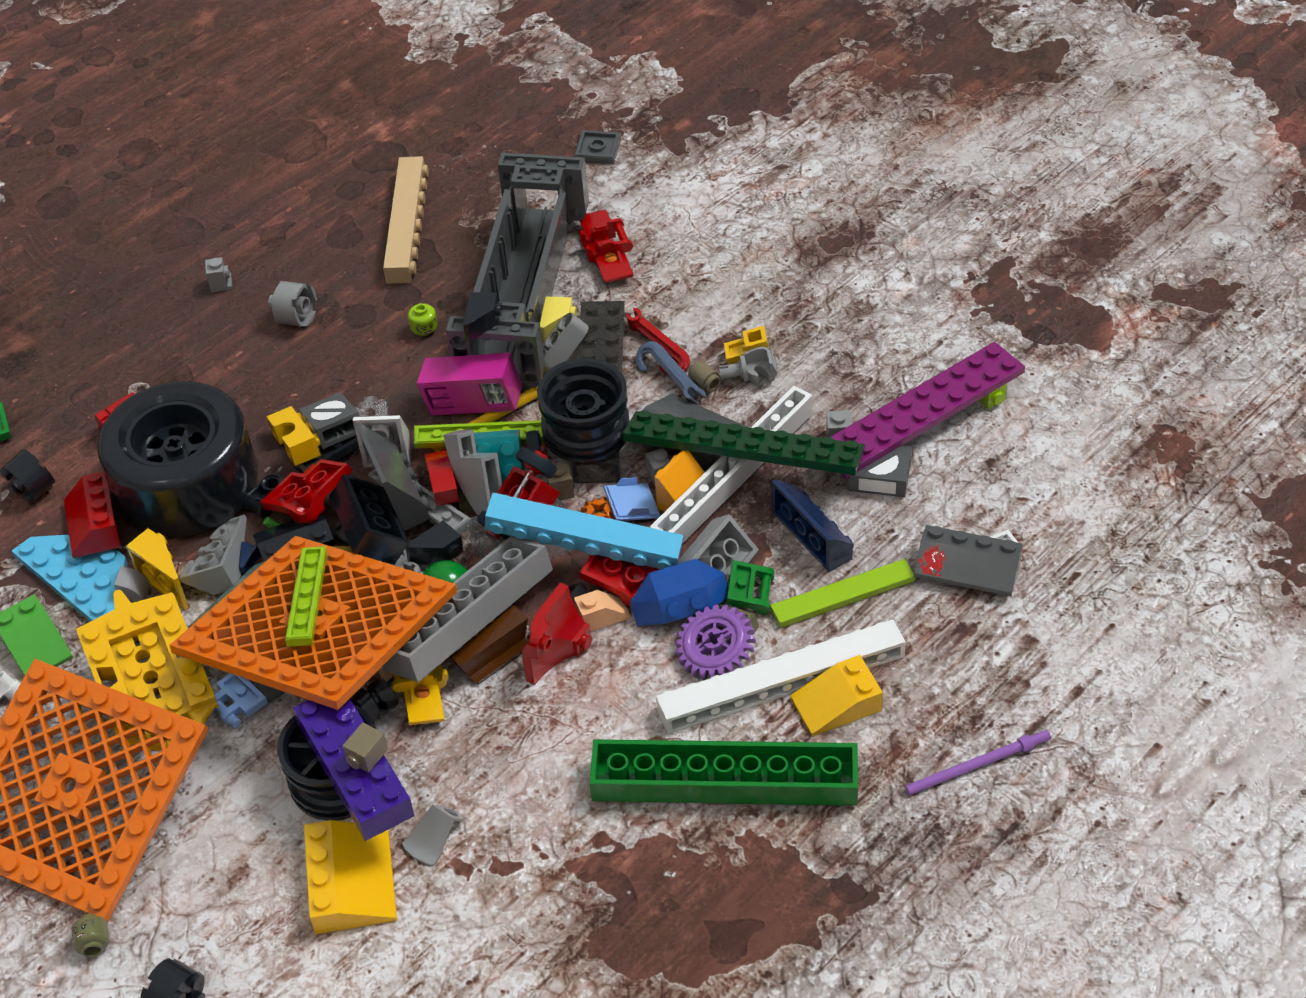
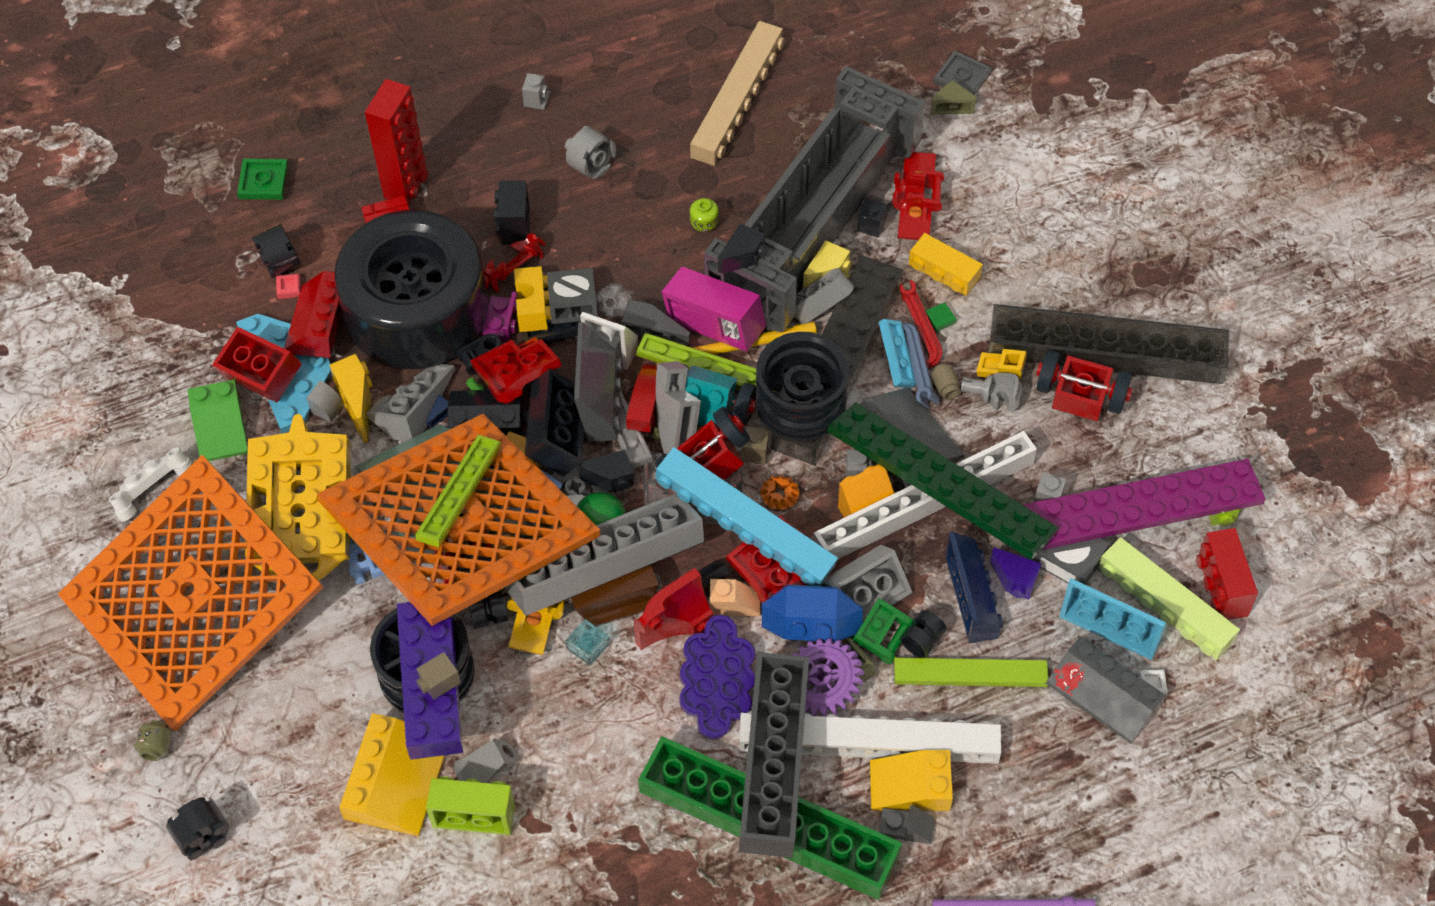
camera: 20 degrees right, 10 degrees up
(50, 506) = (288, 286): none -> coral tile
(52, 572) = (257, 364): none -> red brick
(110, 338) = (396, 141): none -> red brick
(243, 372) = (512, 211): none -> black brick
(268, 401) = (526, 249): none -> red piece
(271, 459) = (501, 317): none -> magenta bracket
(418, 414) = (646, 318): none -> dark grey slope
(439, 868) = (470, 805): none -> lime brick
(482, 694) = (587, 642): none -> clear light blue piece
(574, 274) = (873, 215): none -> black slope
(602, 165) = (953, 100): none -> olive slope
(617, 678) = (716, 677): none -> dark purple plate
(631, 500) = (815, 492): light blue piece -> none
(650, 367) = (897, 353): none -> medium azure tile
(657, 288) = (945, 264): none -> yellow brick
(674, 329) = (940, 317): none -> green tile
(708, 712) = (774, 755): none -> dark grey brick
(786, 575) = (924, 633): none -> black wheel
(825, 337) = (1082, 386): none -> red brick
(831, 298) = (1114, 342): none -> clear smoke brick
(840, 500) = (1015, 572): none -> dark purple slope
(856, 730) = (907, 826): none -> dark grey slope
(946, 500) = (1112, 619): none -> medium azure slope
(982, 473) = (1168, 598): none -> yellowish green brick
(1023, 435) = (1227, 574): none -> red brick

